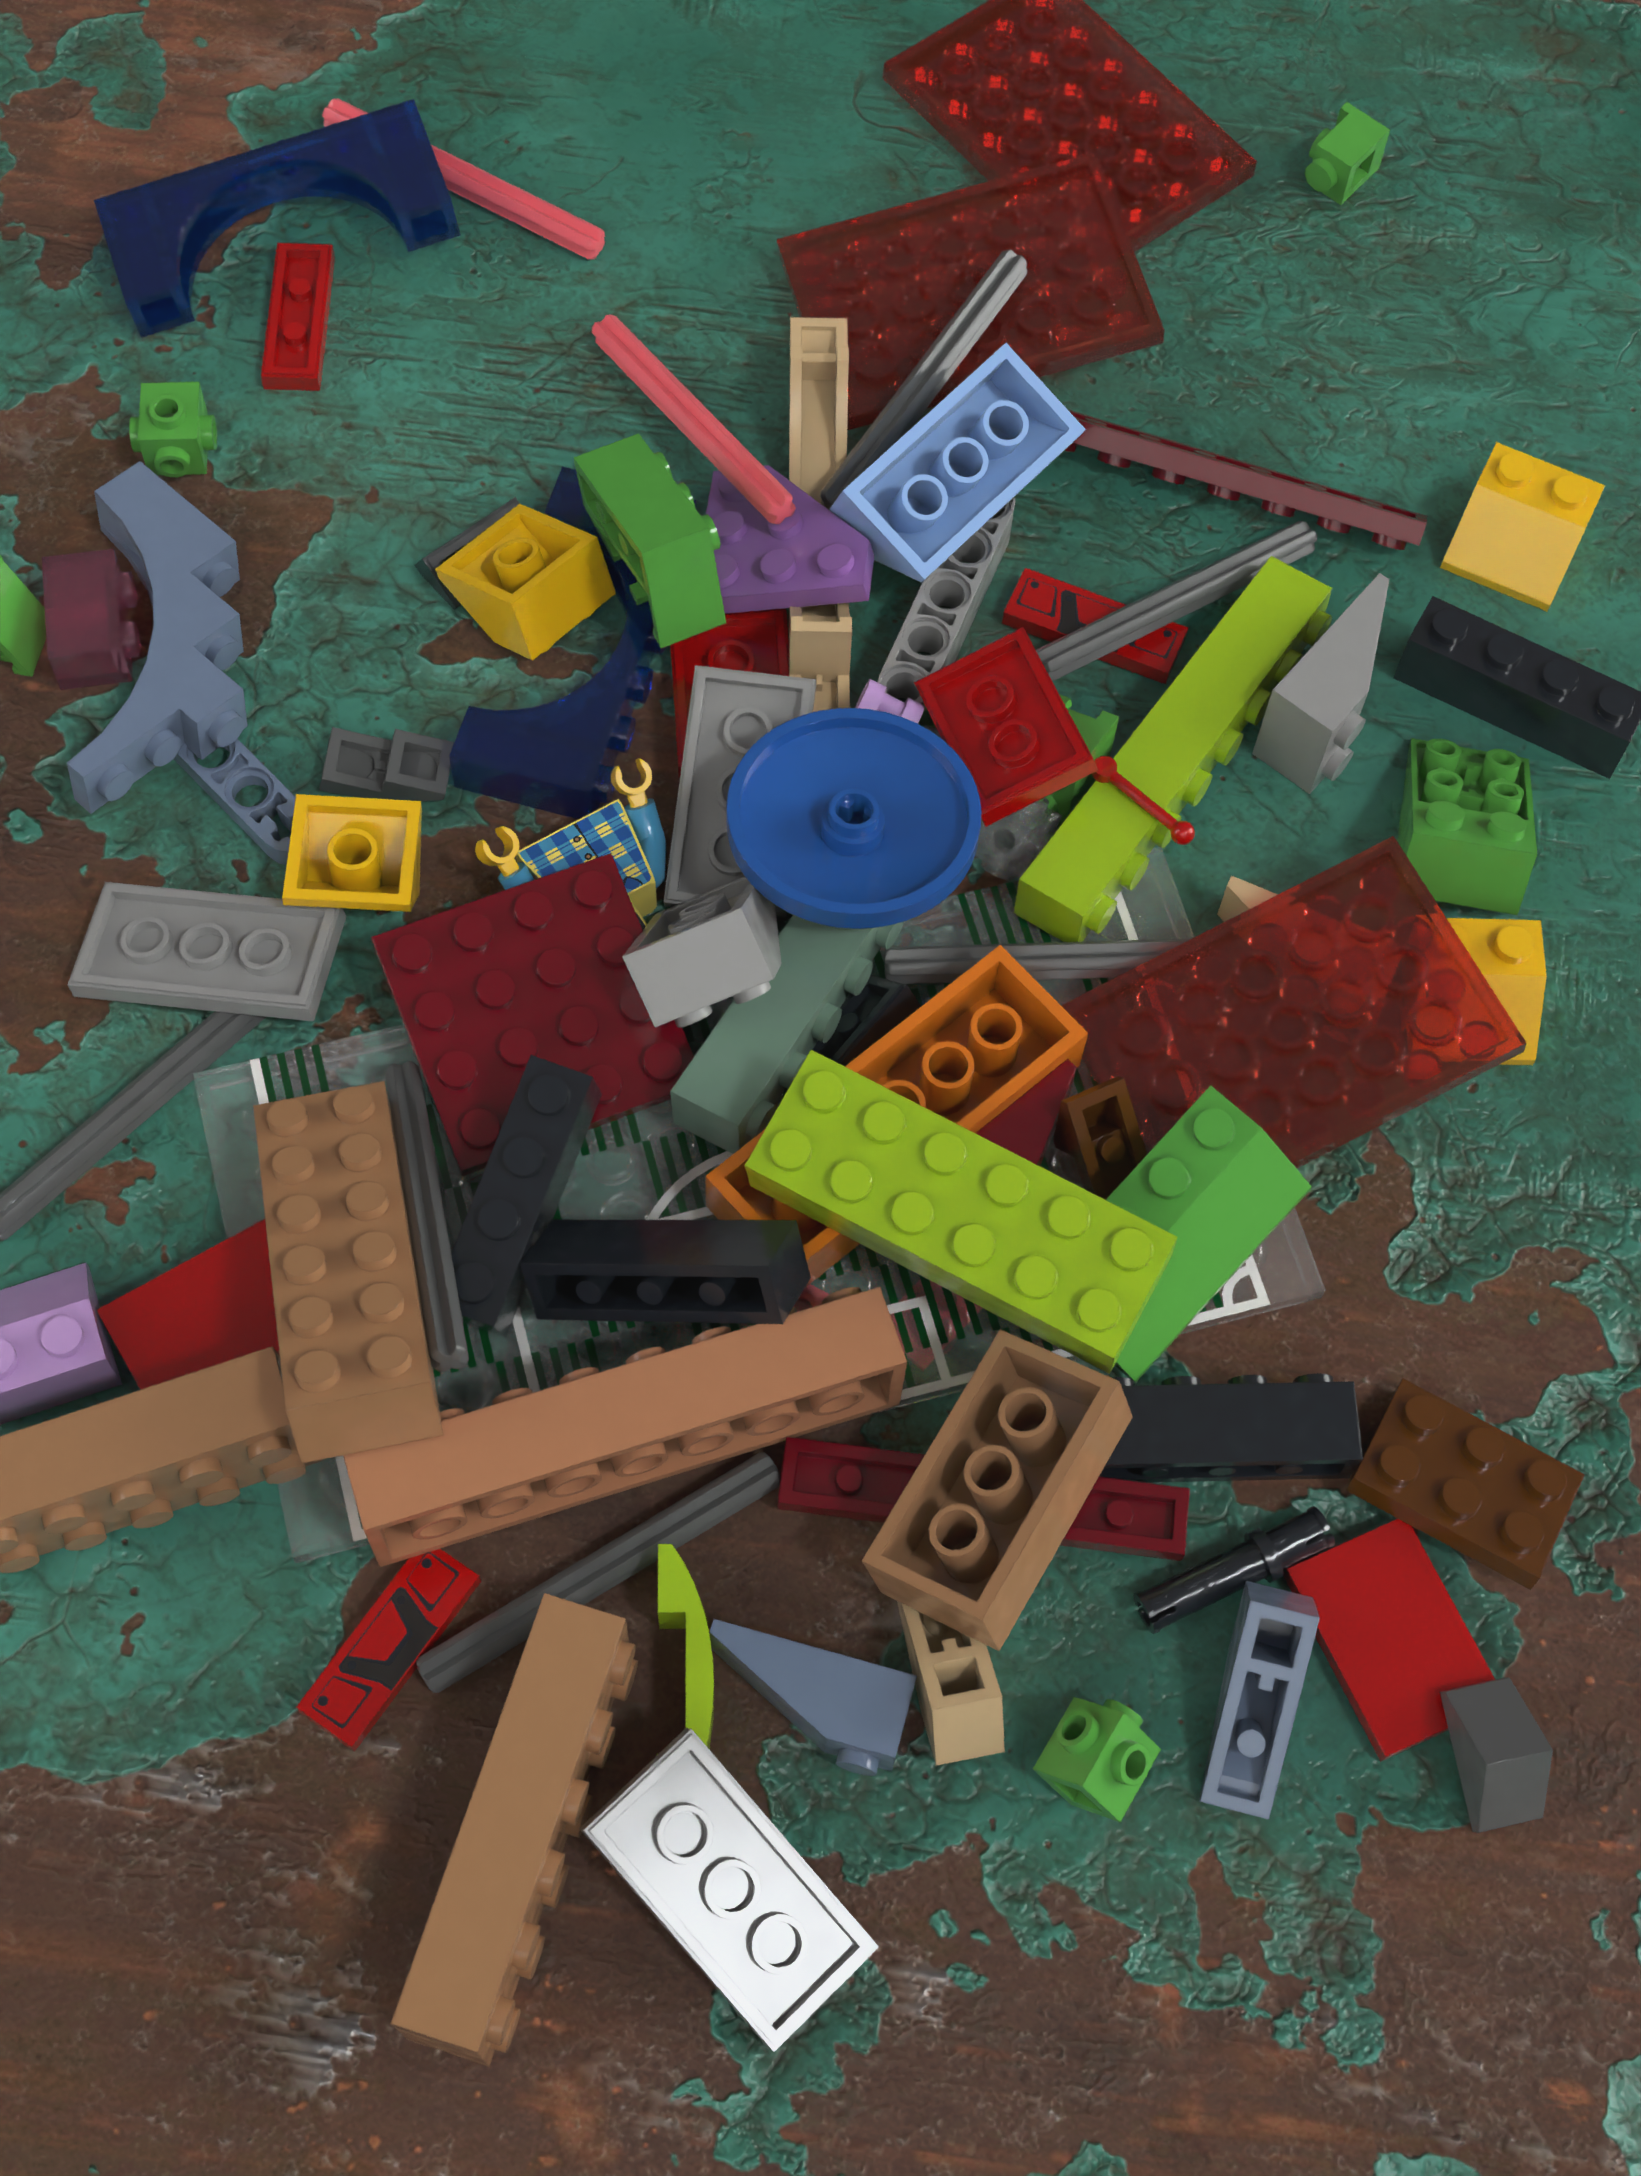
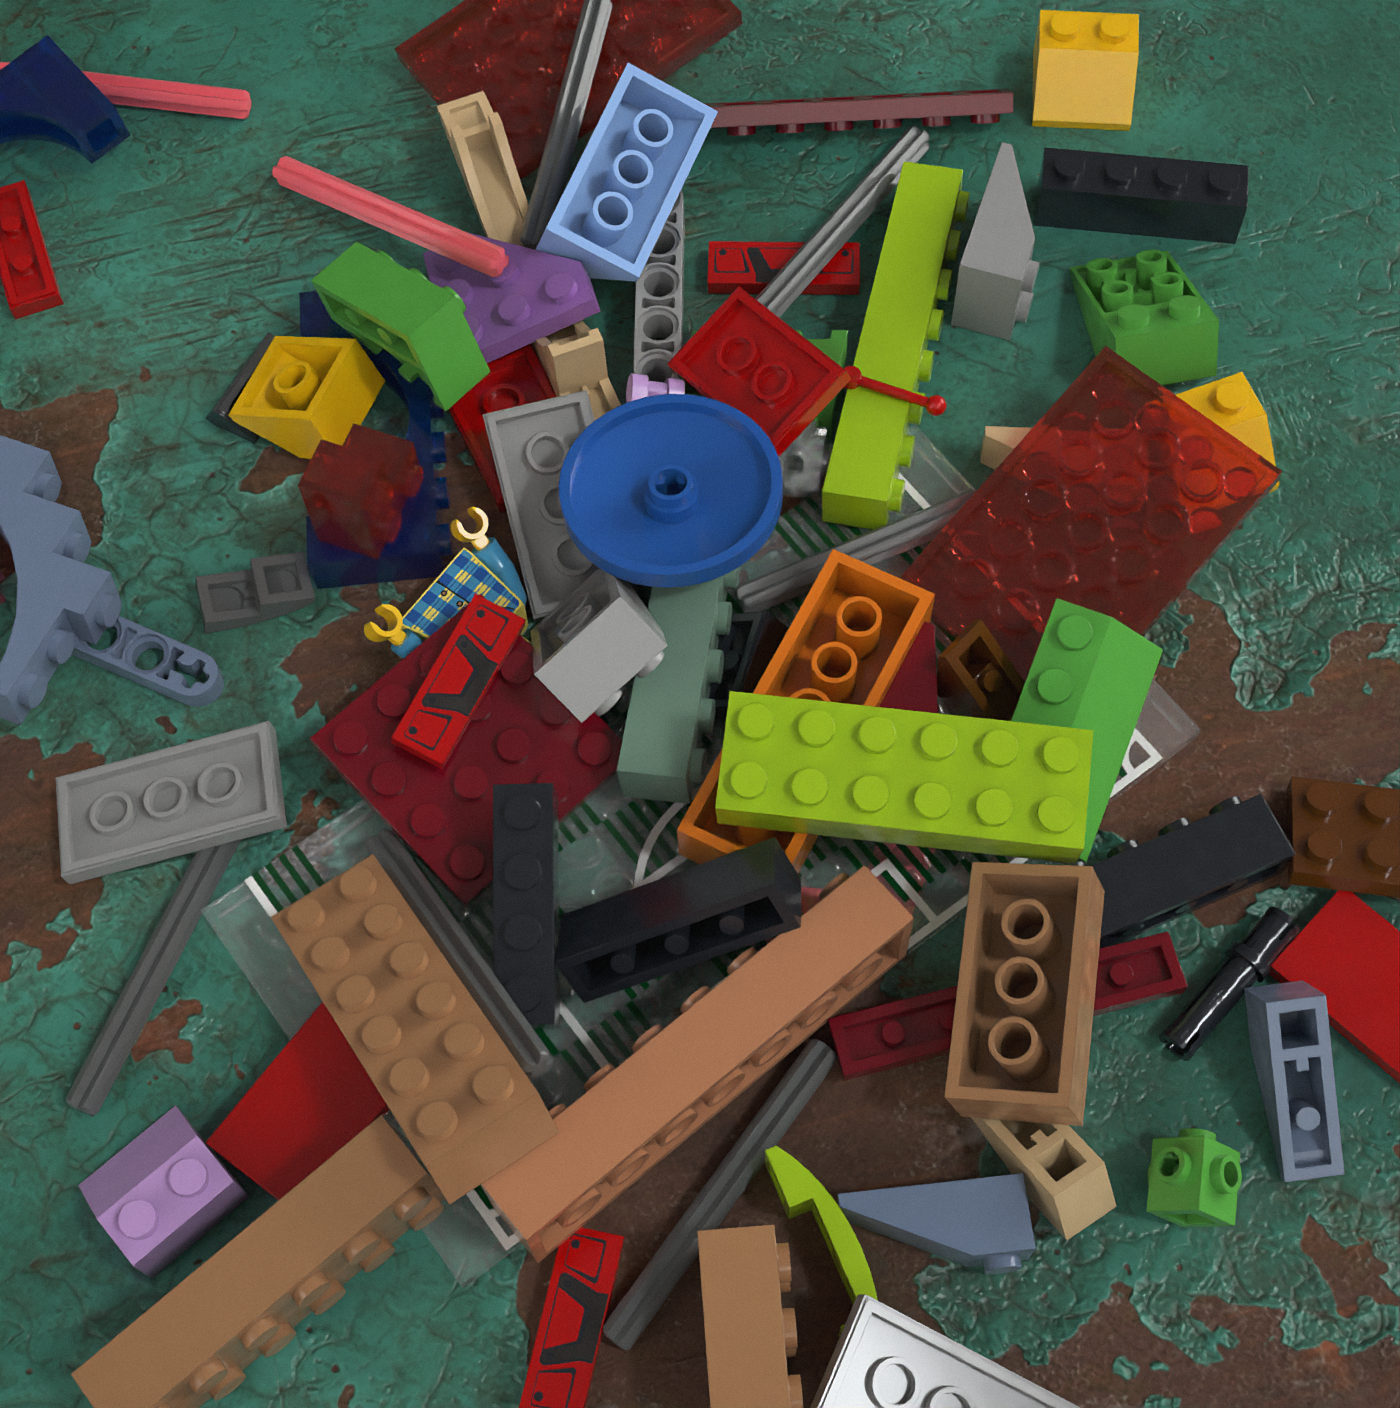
camera: 15 degrees left, 0 degrees up
(354, 853) = (261, 674): yellow slope -> none
(532, 697) = (360, 489): none -> clear red brick
(546, 935) = (458, 681): none -> red tile

